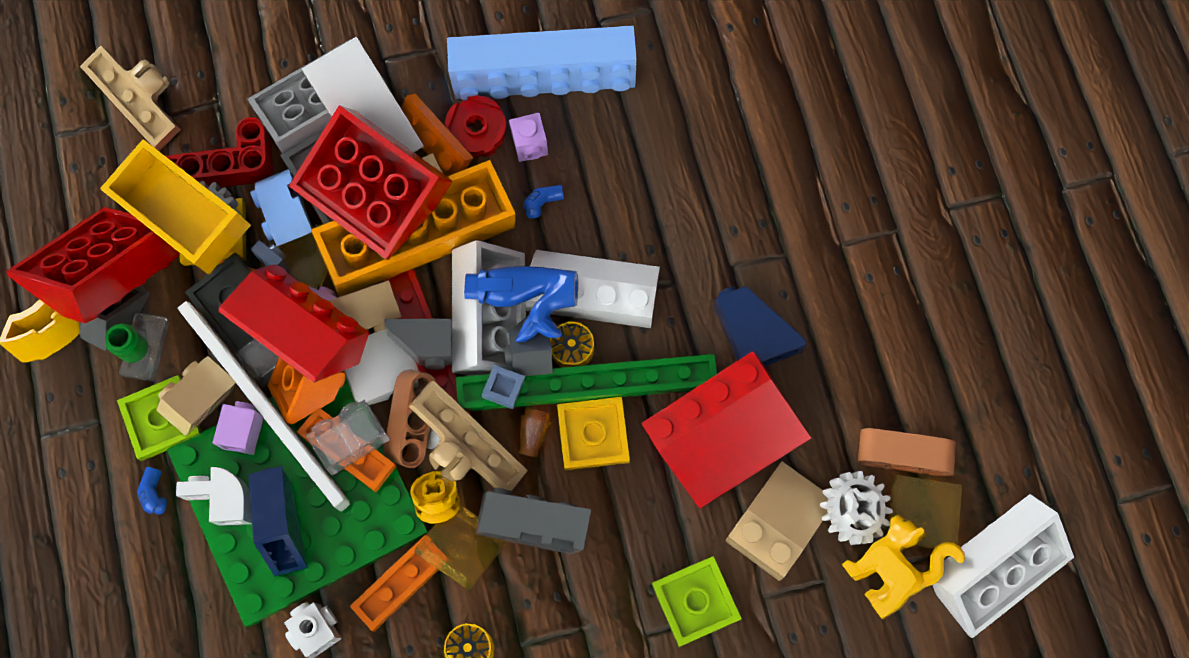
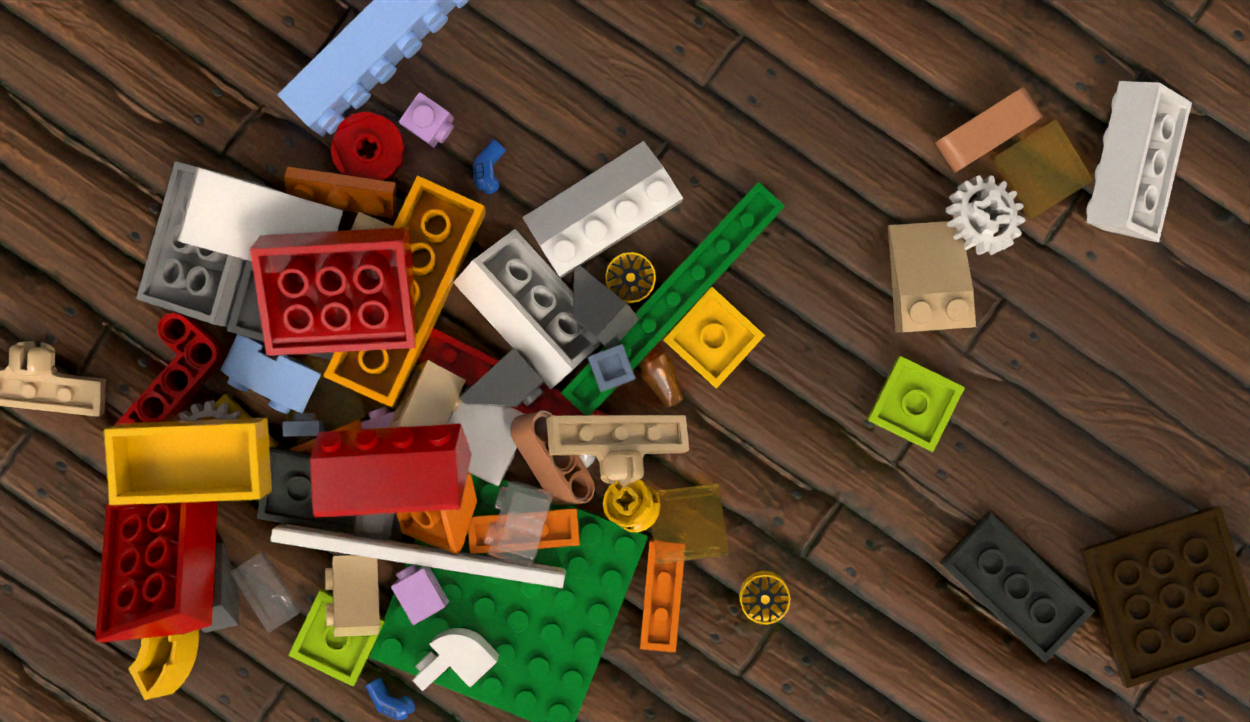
camera: 40 degrees left, 15 degrees up
(126, 343) = (245, 610): green brick -> none
(276, 521) = (521, 637): dark blue slope -> none
(323, 632) = (626, 705): white brick -> none
(521, 283) = (549, 267): blue piece -> none
(533, 521) = (732, 455): dark grey wedge -> none
(726, 430) = (826, 241): red slope -> none
(755, 327) = (775, 130): dark blue slope -> none
(899, 575) = (1061, 242): yellow animal -> none

